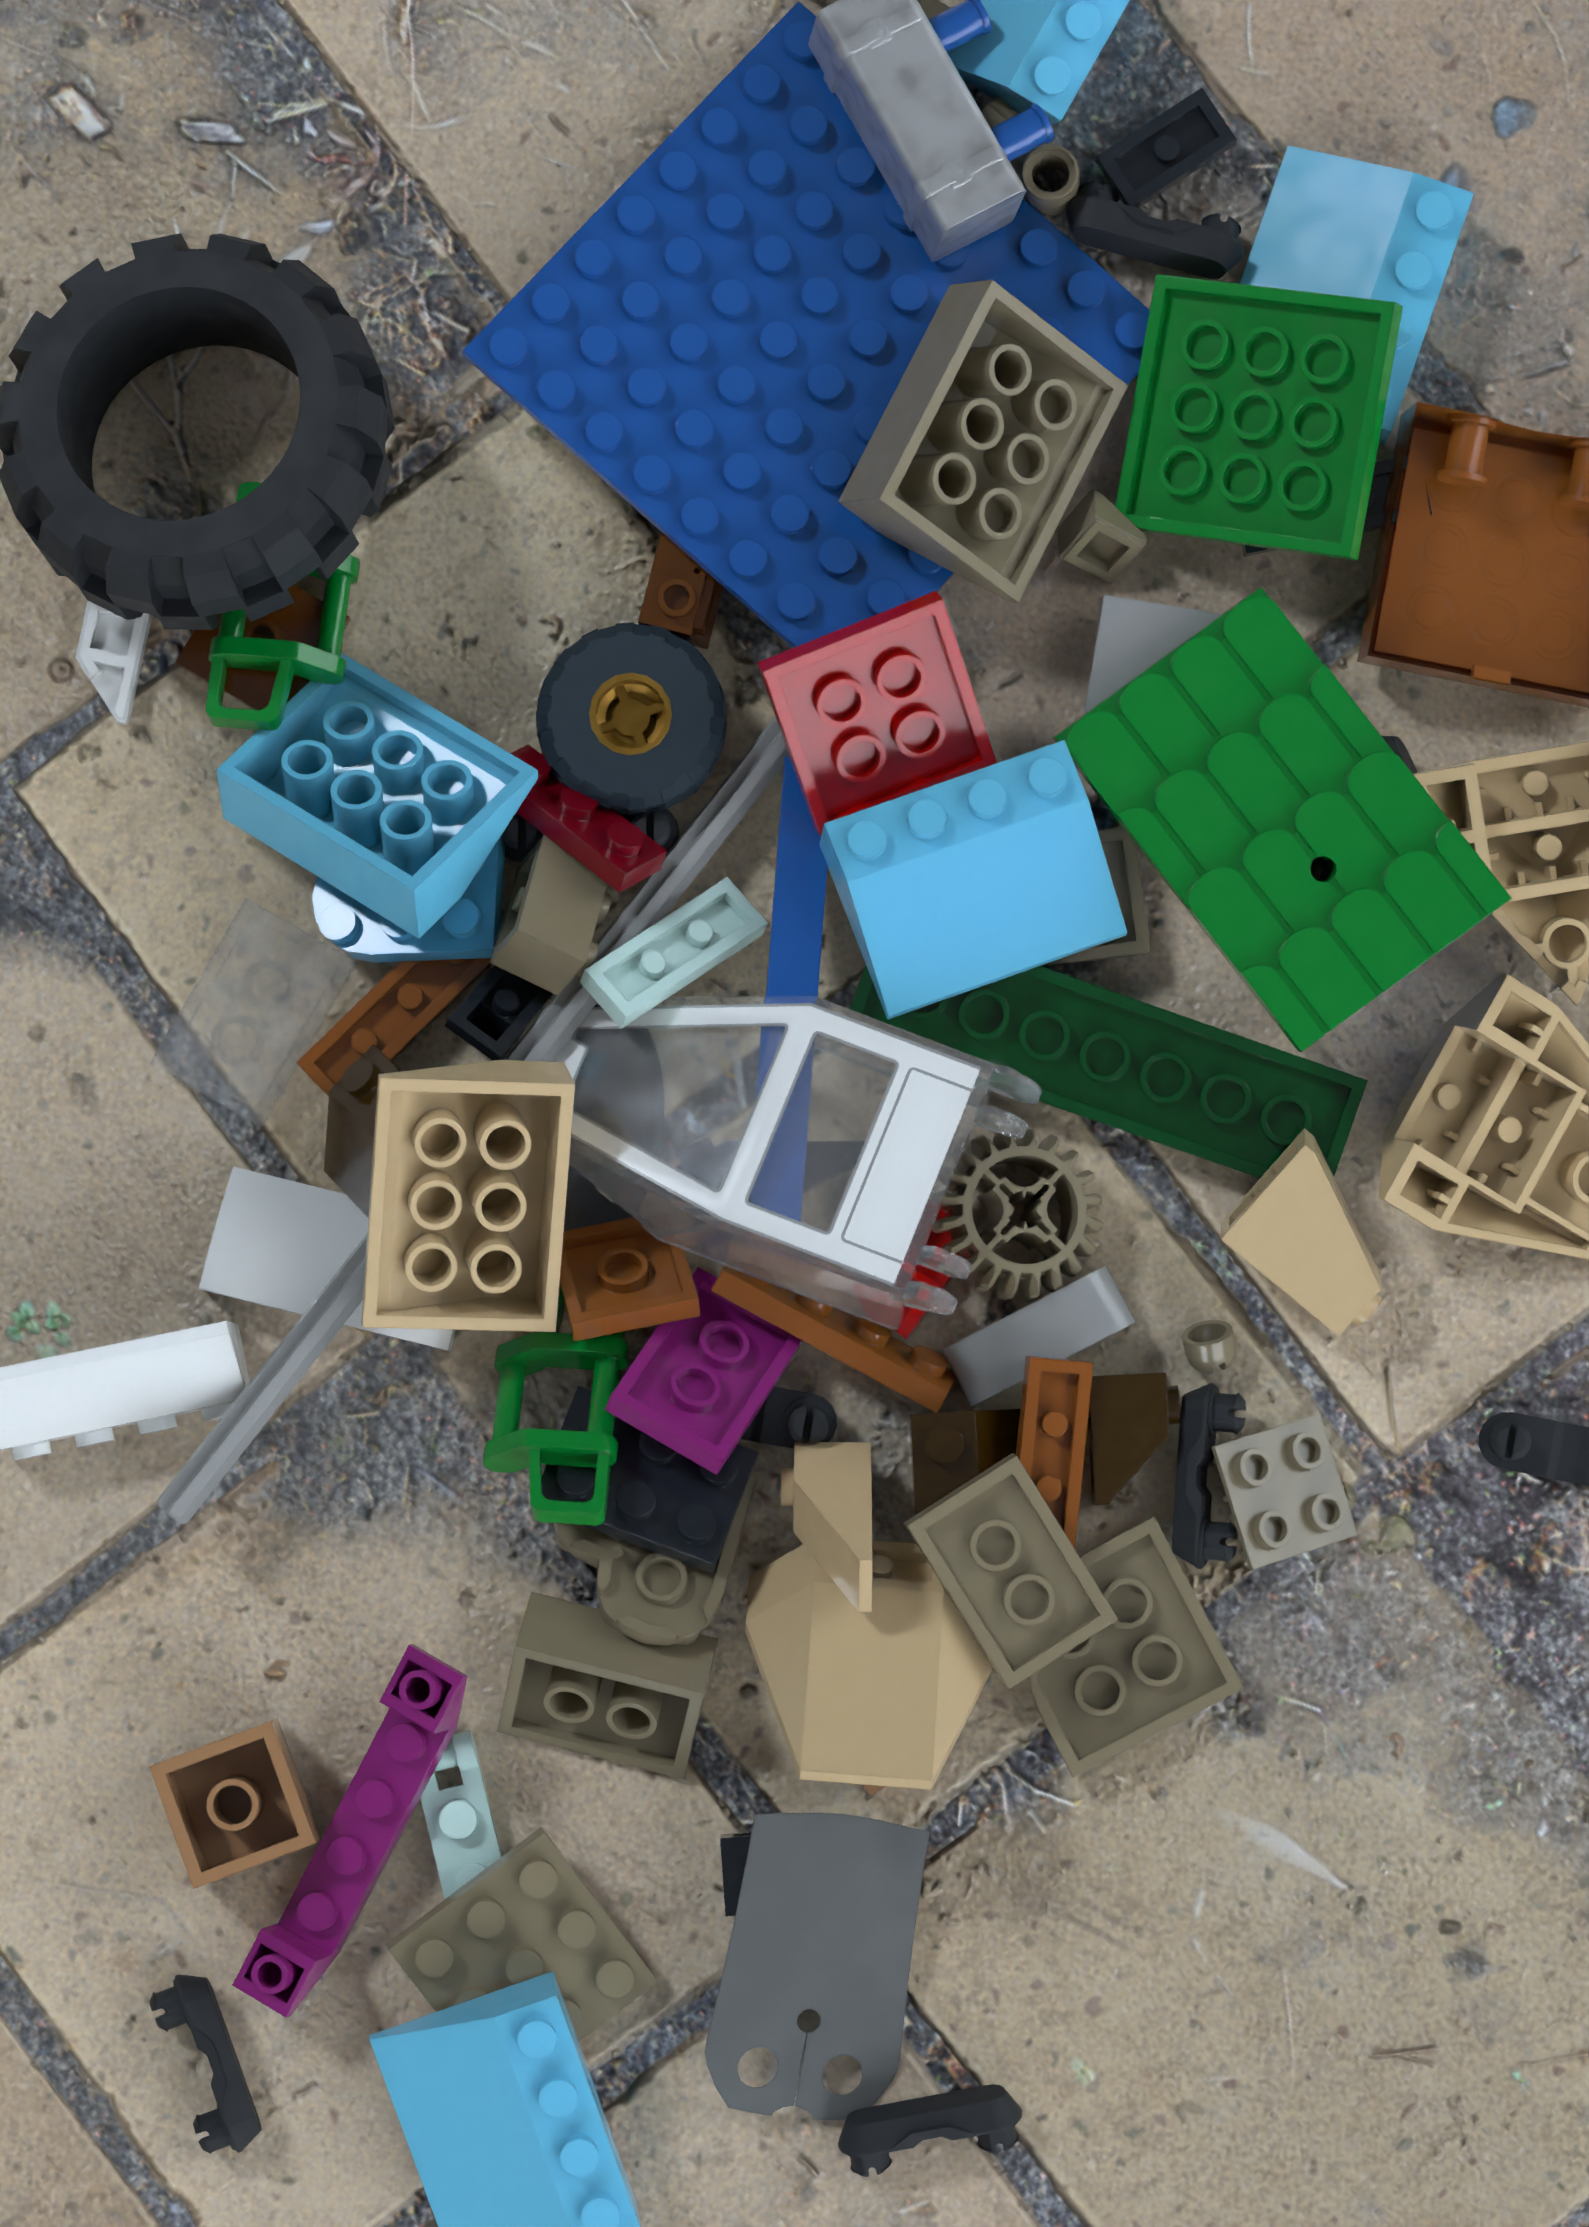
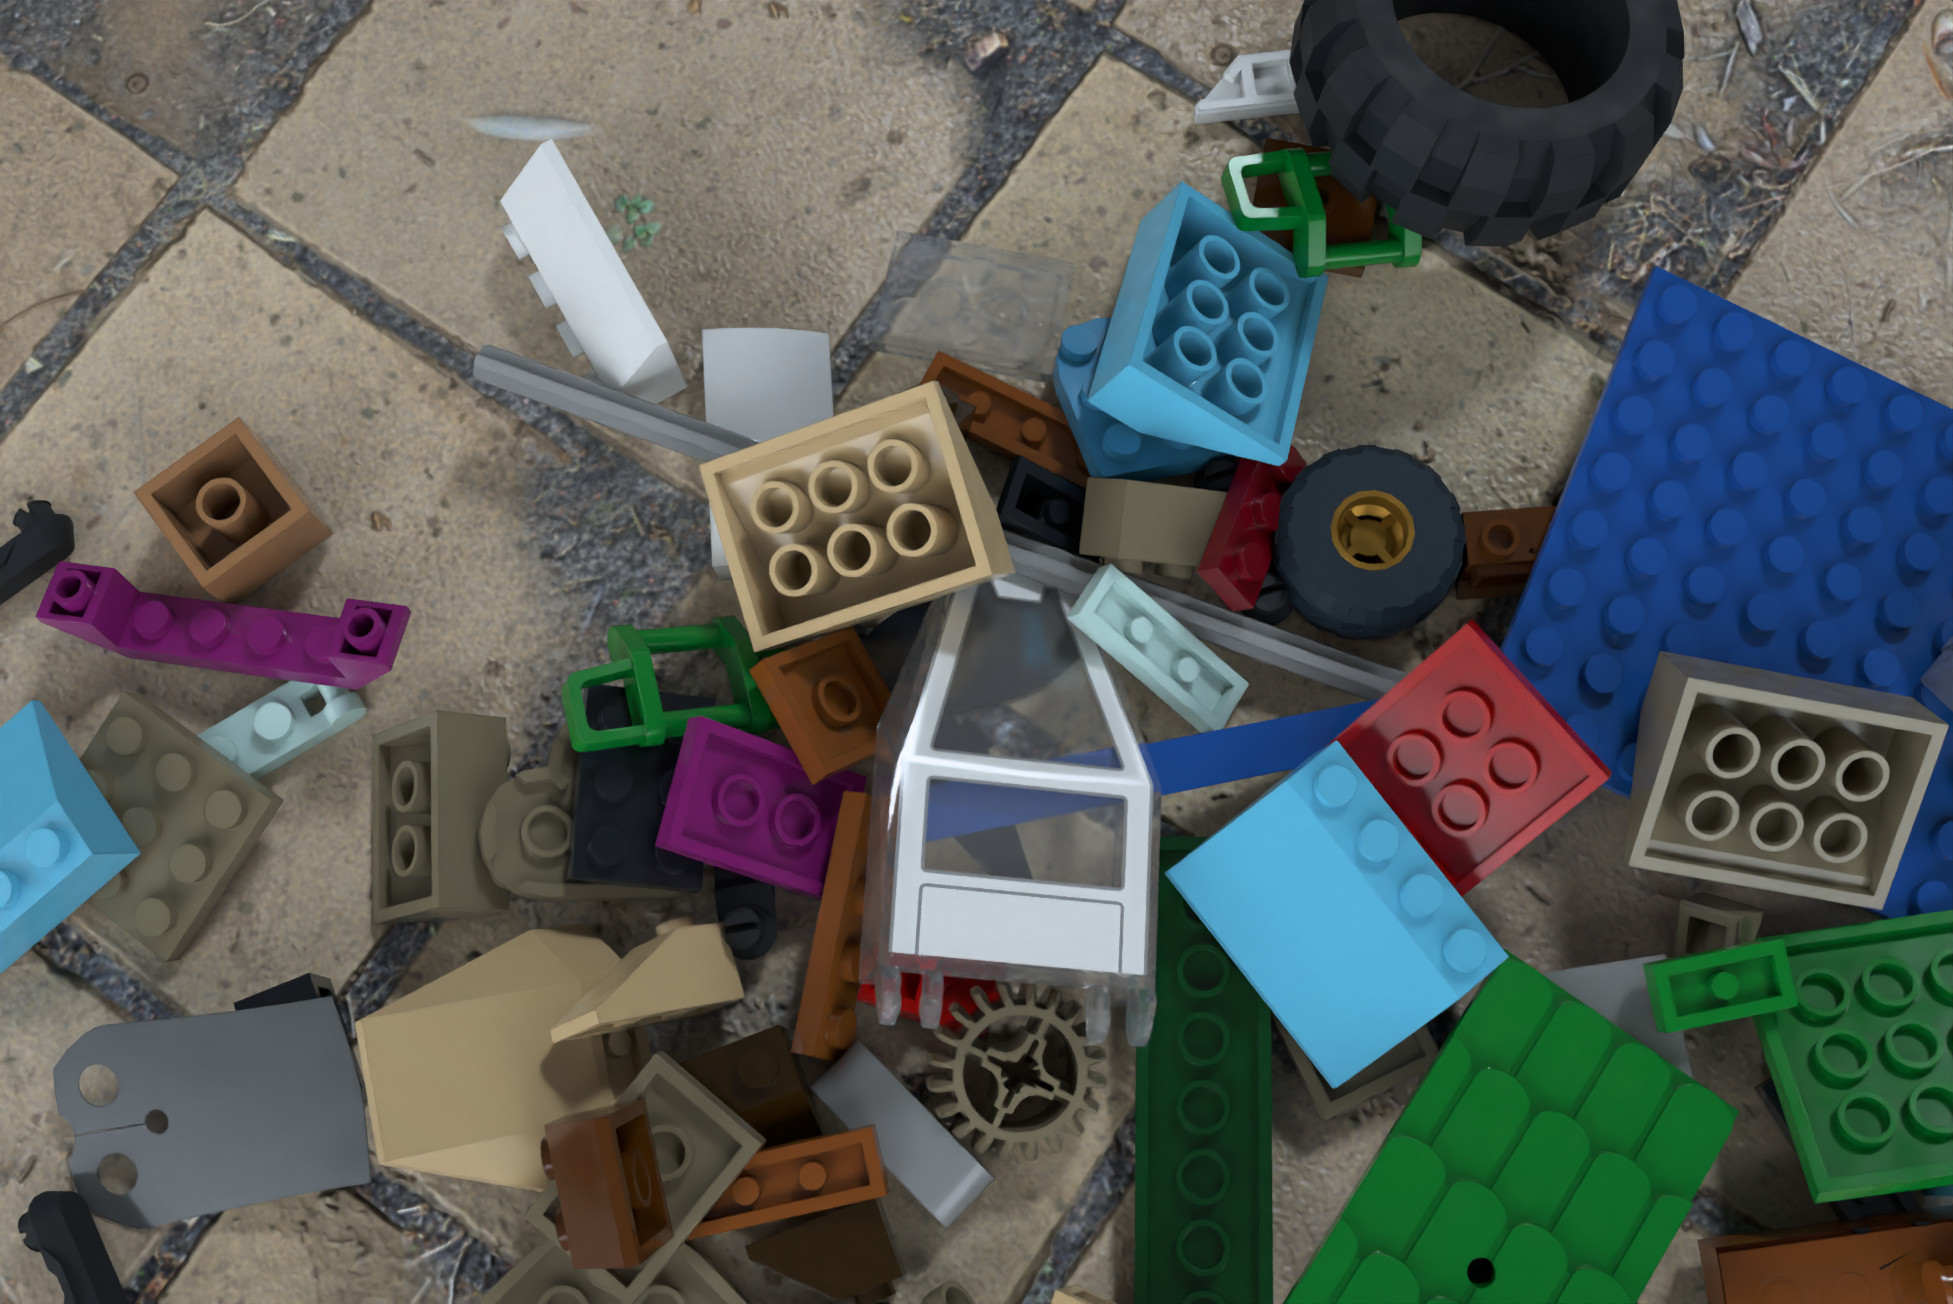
camera: 80 degrees right, 10 degrees down
(1011, 1599) = (607, 1186): none -> reddish brown slope
(1148, 561) = (1720, 985): none -> green plate

